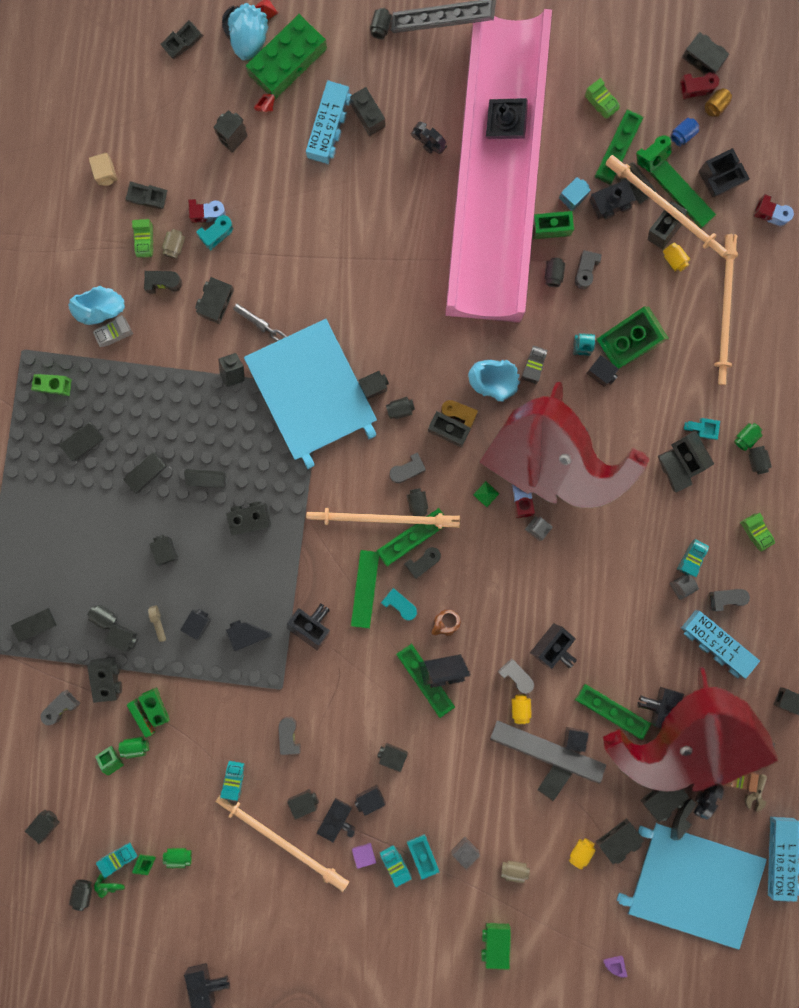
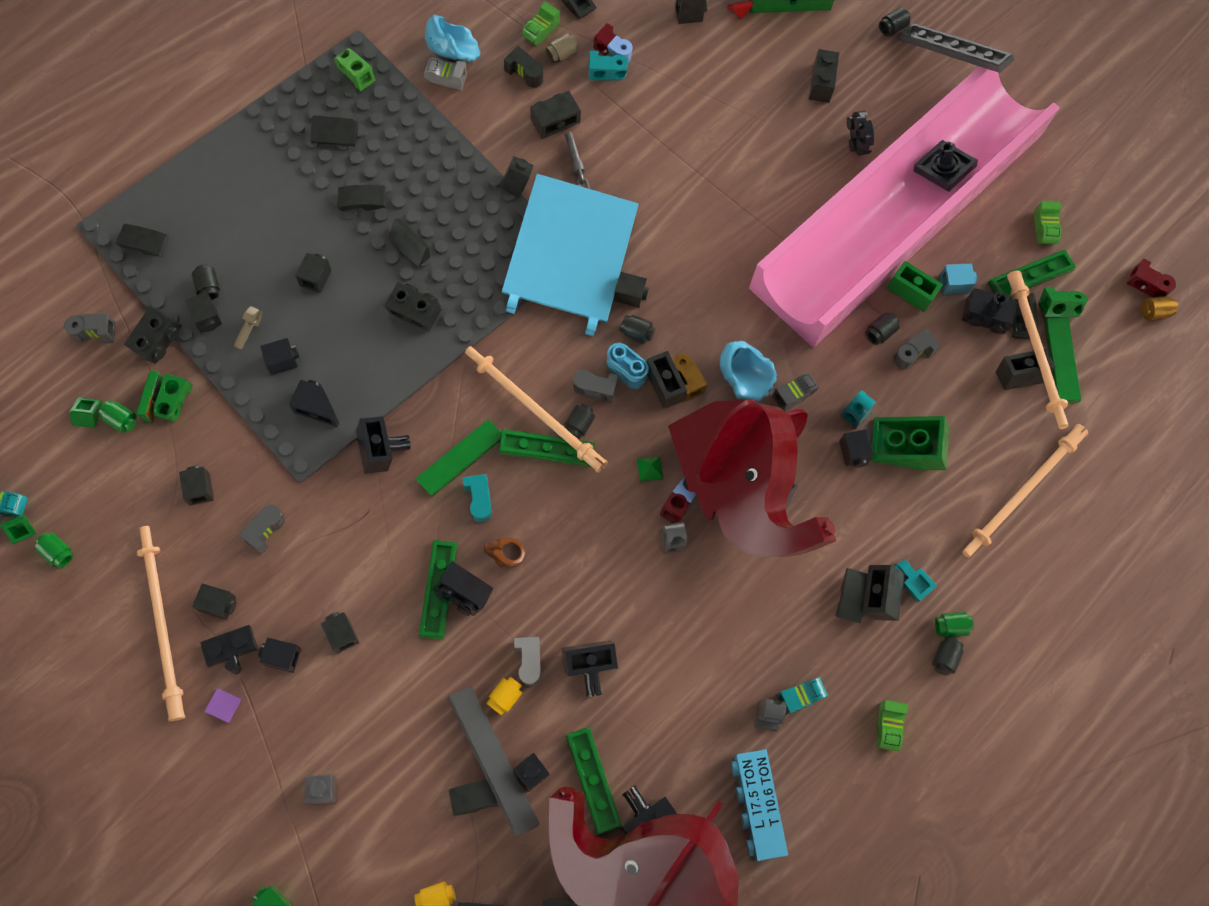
camera: 35 degrees right, 15 degrees down
(223, 746) = (196, 485): none -> pearl dark grey brick
(233, 781) = (174, 524): teal leg -> none
(328, 121) = (781, 59): medium azure brick -> none
(395, 866) = (243, 741): teal leg -> none
(416, 440) = (628, 365): none -> medium azure brick
(423, 856) = (277, 757): teal plate -> none
(429, 559) = (536, 479): pearl dark grey leg -> none
(515, 871) = (351, 855): dark tan brick -> none
(676, 257) = (1012, 406): yellow brick -> none
(685, 131) = (1106, 307): blue brick -> none
(705, 54) = (1177, 259): pearl dark grey brick -> none
(723, 173) = (1116, 367): black plate -> none
(726, 597) = (814, 769): dark grey leg -> none
(773, 212) = (1141, 441): leg -> none

